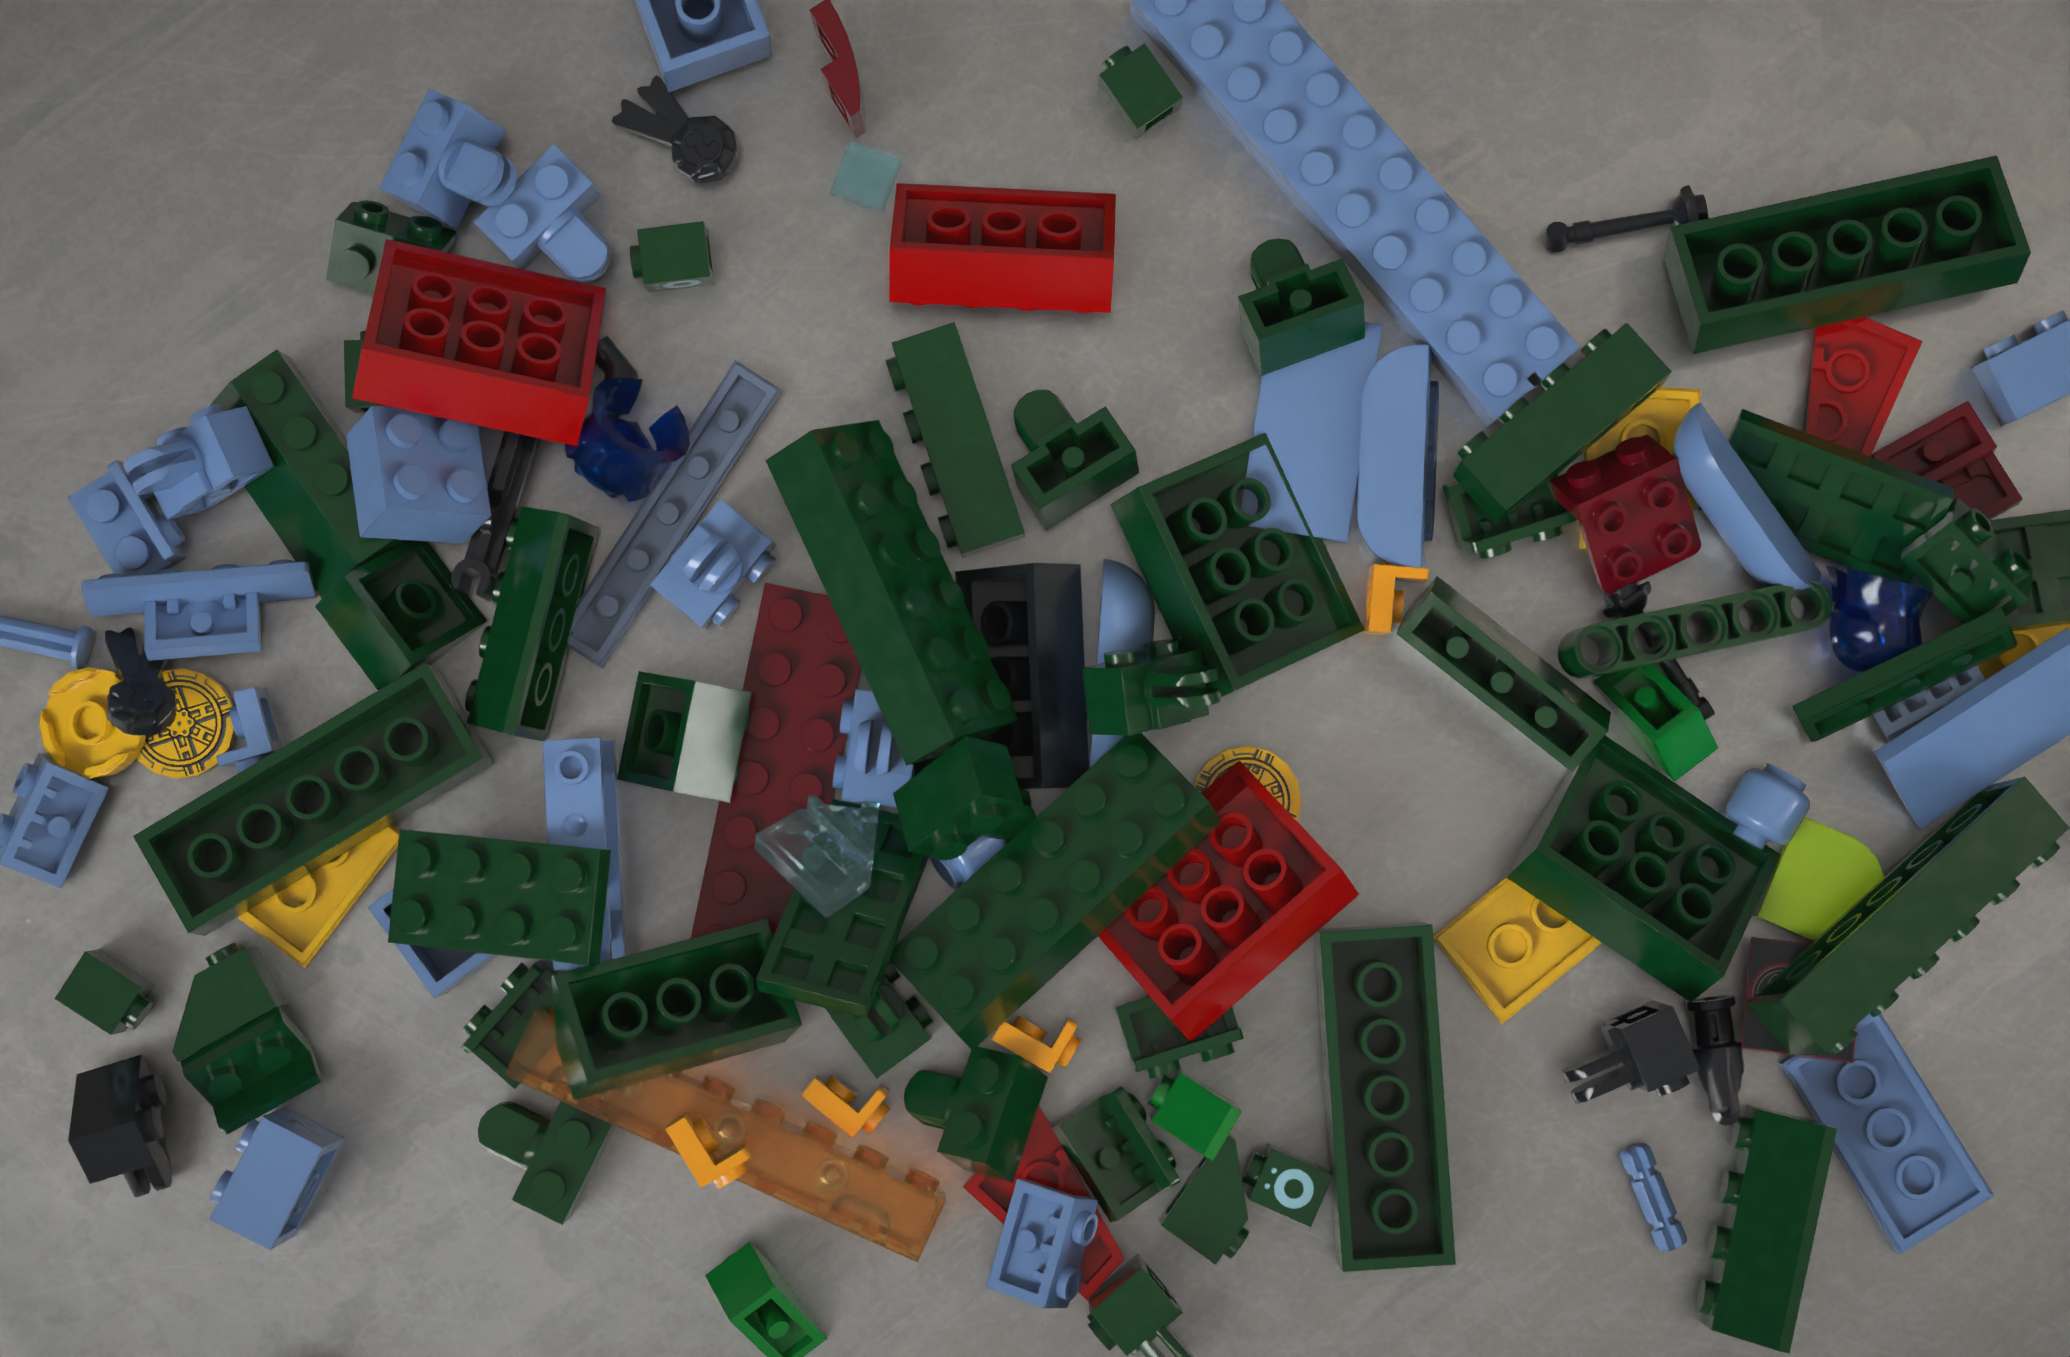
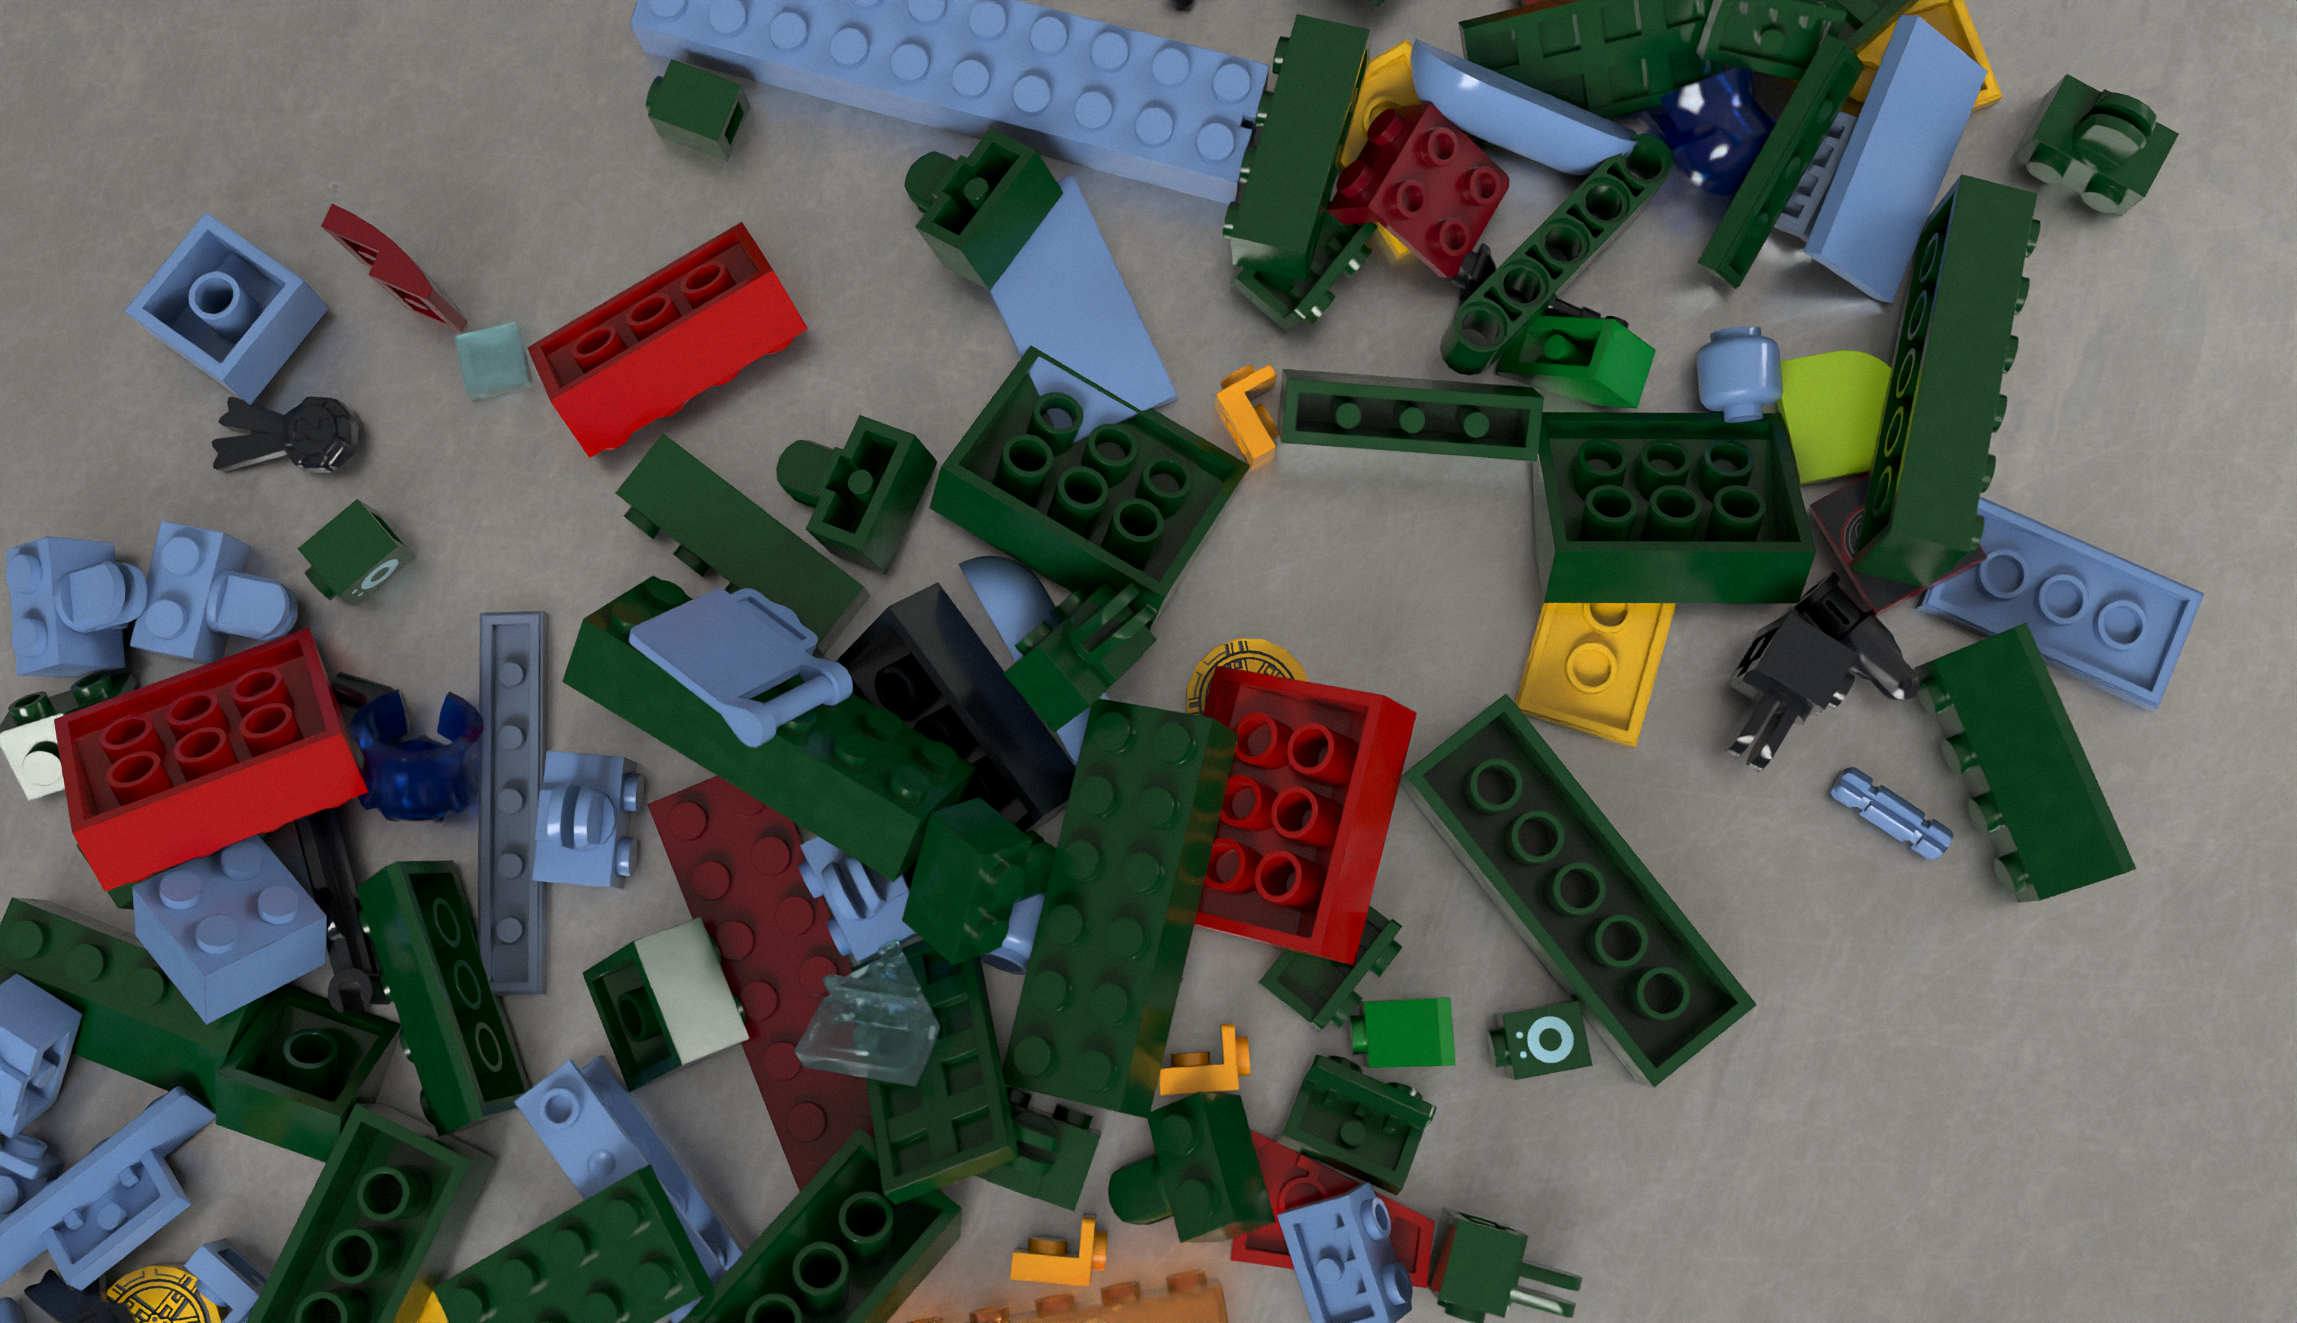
camera: 30 degrees left, 5 degrees down
(905, 525) = (738, 648): none -> medium blue piece
(1211, 1206) = (1482, 1112): dark green slope -> none
(1399, 456) = (1169, 281): medium blue brick -> none

